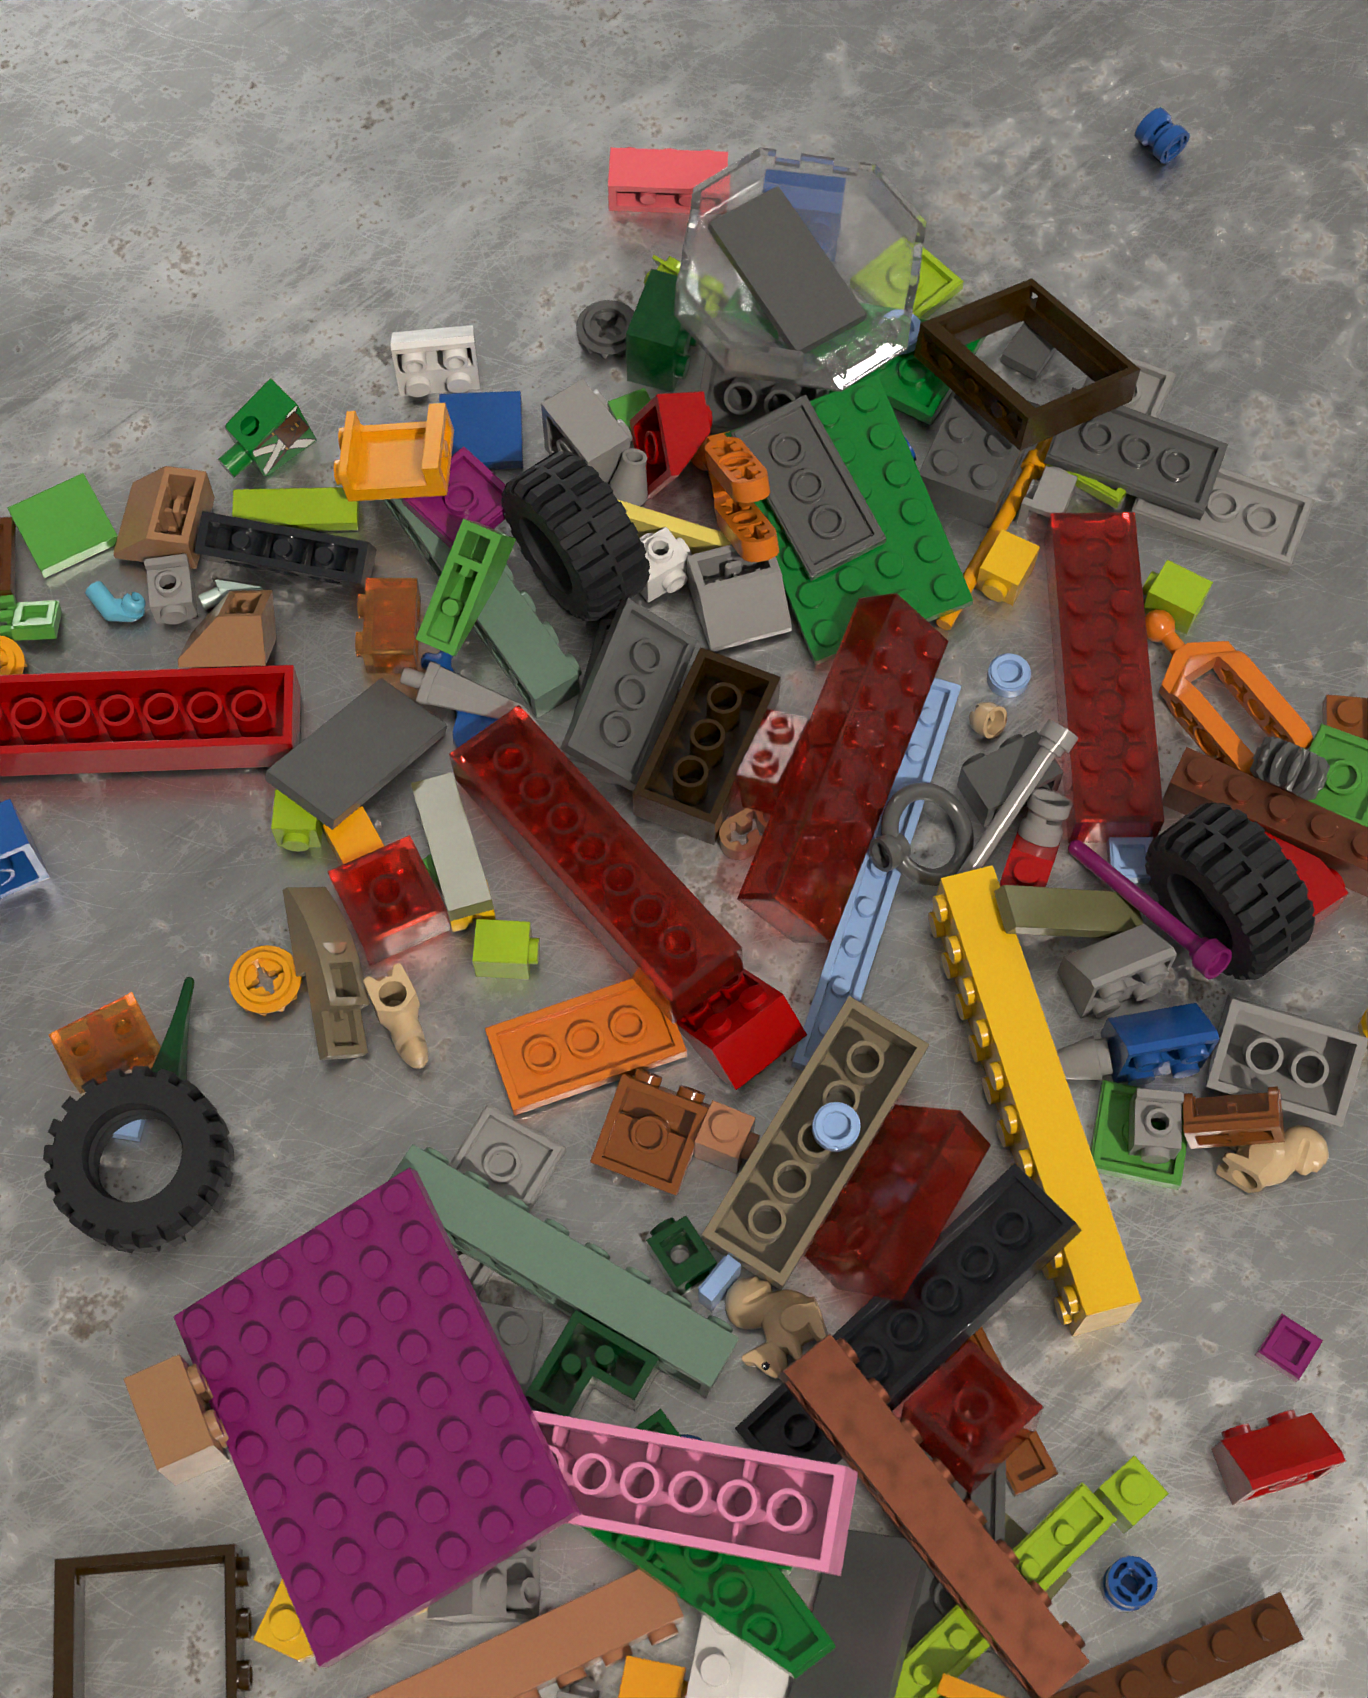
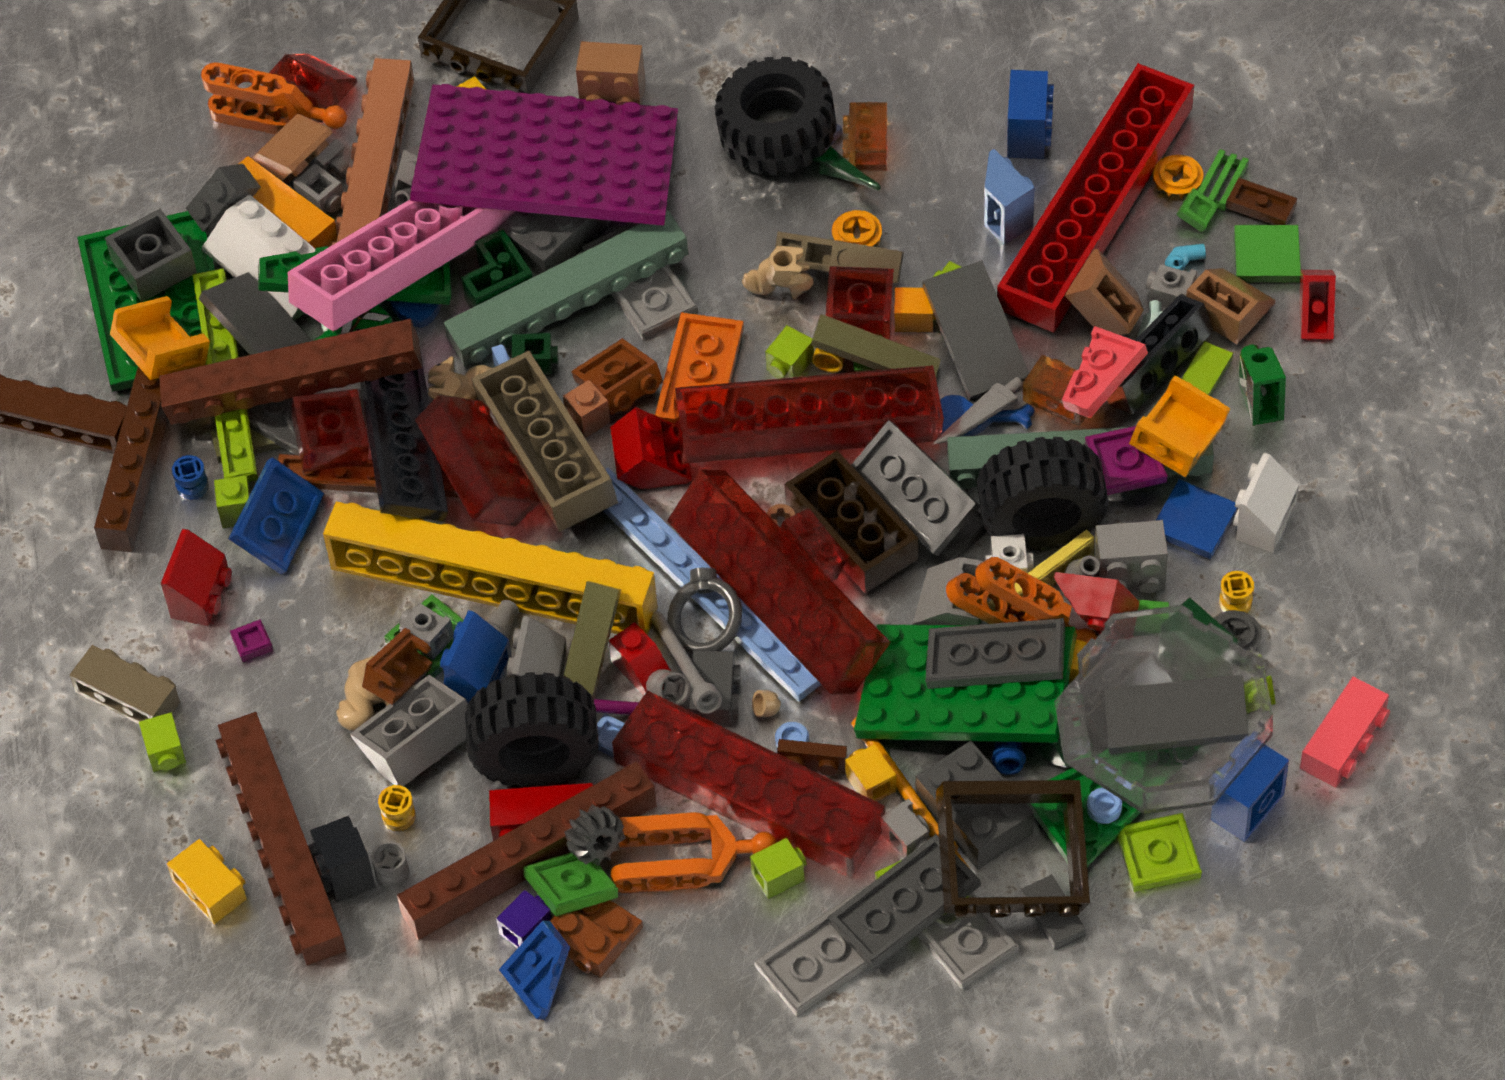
camera: 125 degrees right, 10 degrees down
(114, 436) = (1317, 304): none -> red slope
(139, 816) = (1007, 199): none -> medium blue slope
(360, 568) = (1102, 371): none -> coral wing
(465, 585) = (1049, 418): bright green slope -> none
(559, 342) = (1236, 592): none -> yellow wheel
(836, 1126) = (537, 436): light blue tile -> none
(1019, 623) = (818, 757): none -> reddish brown plate
(1119, 1419) = (276, 516): none -> blue tile

